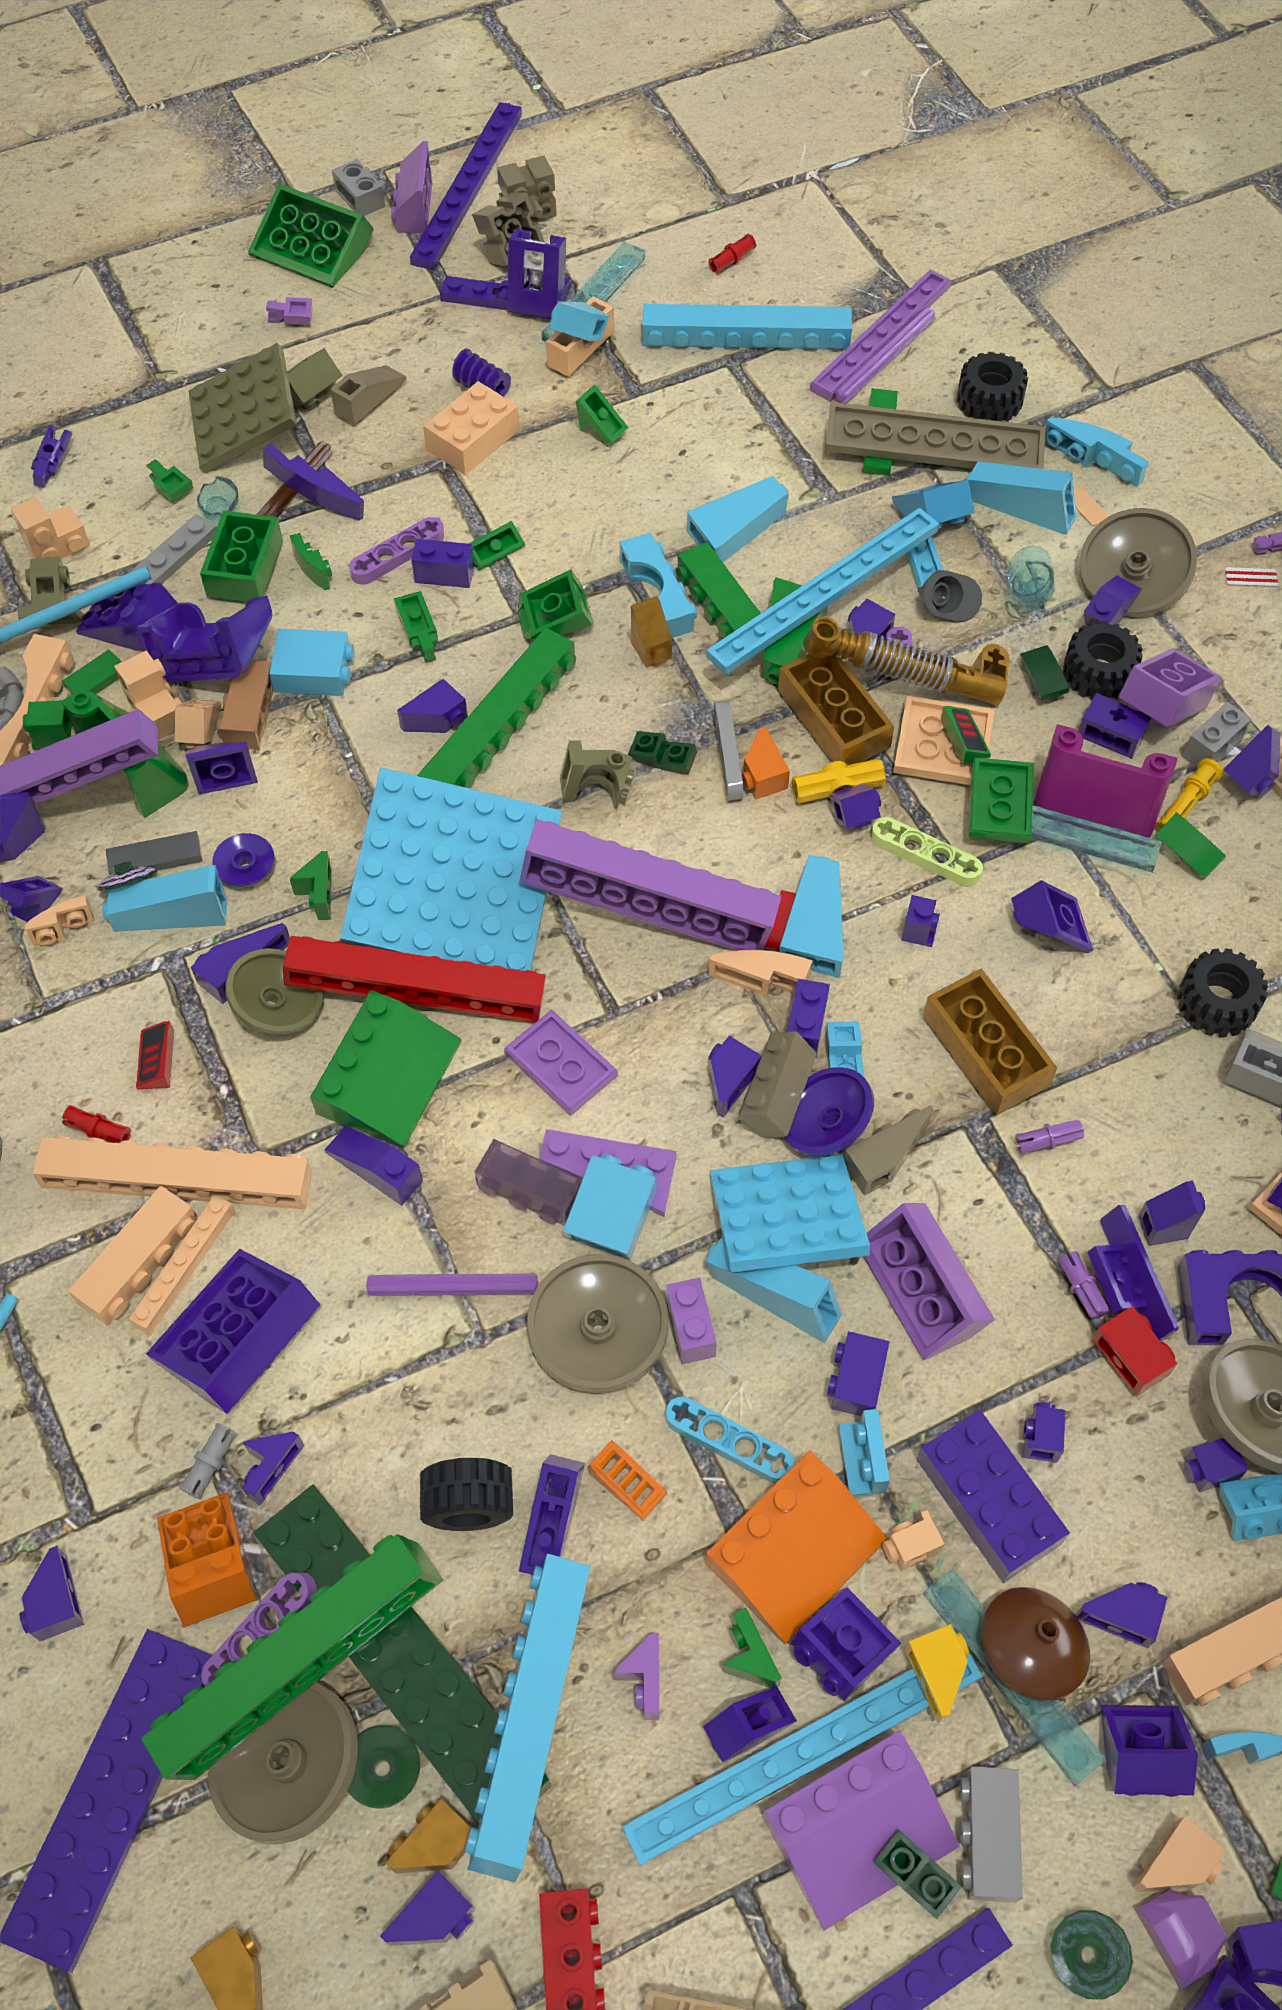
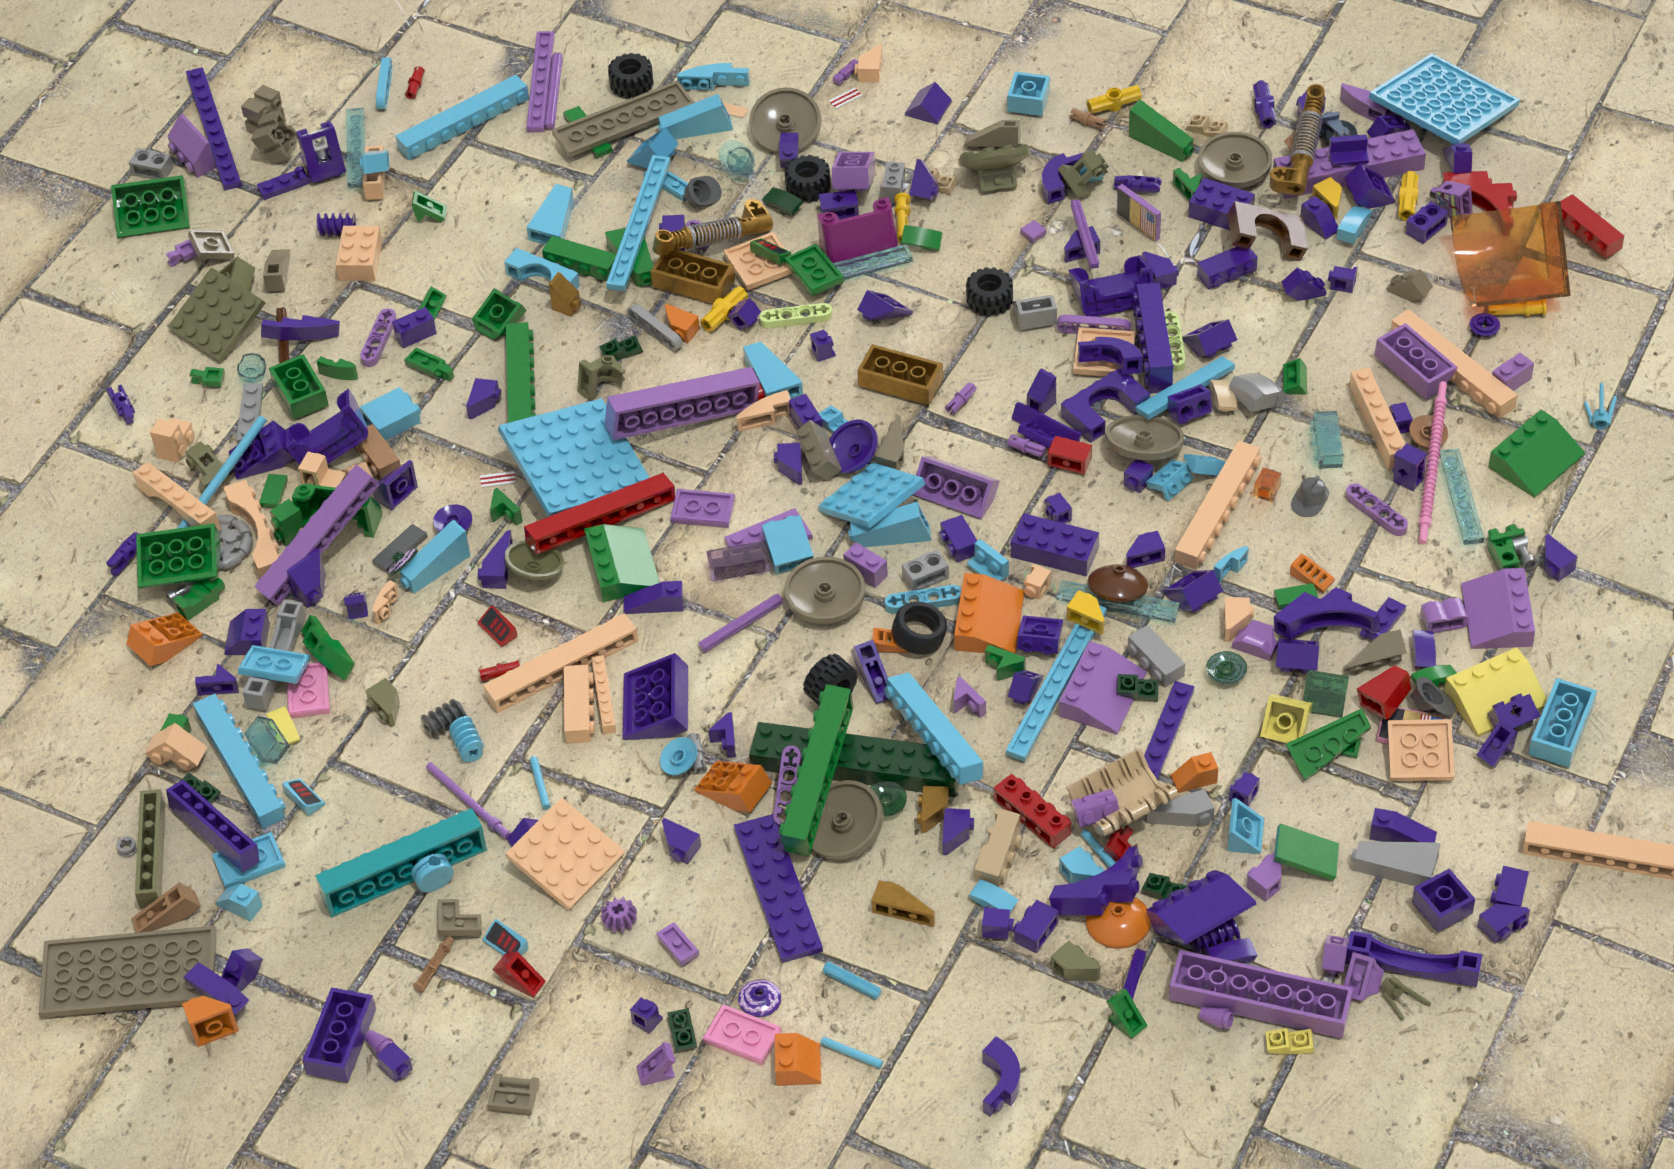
camera: 35 degrees left, 10 degrees down
(176, 1449) = (678, 756): none -> medium azure dish
(324, 318) = (211, 244): none -> dark tan plate
(348, 833) = (497, 479): none -> sticker
(696, 234) = (384, 83): none -> medium azure beam
(707, 1481) = (913, 641): none -> black tyre
(765, 1403) = (925, 570): none -> light grey brick

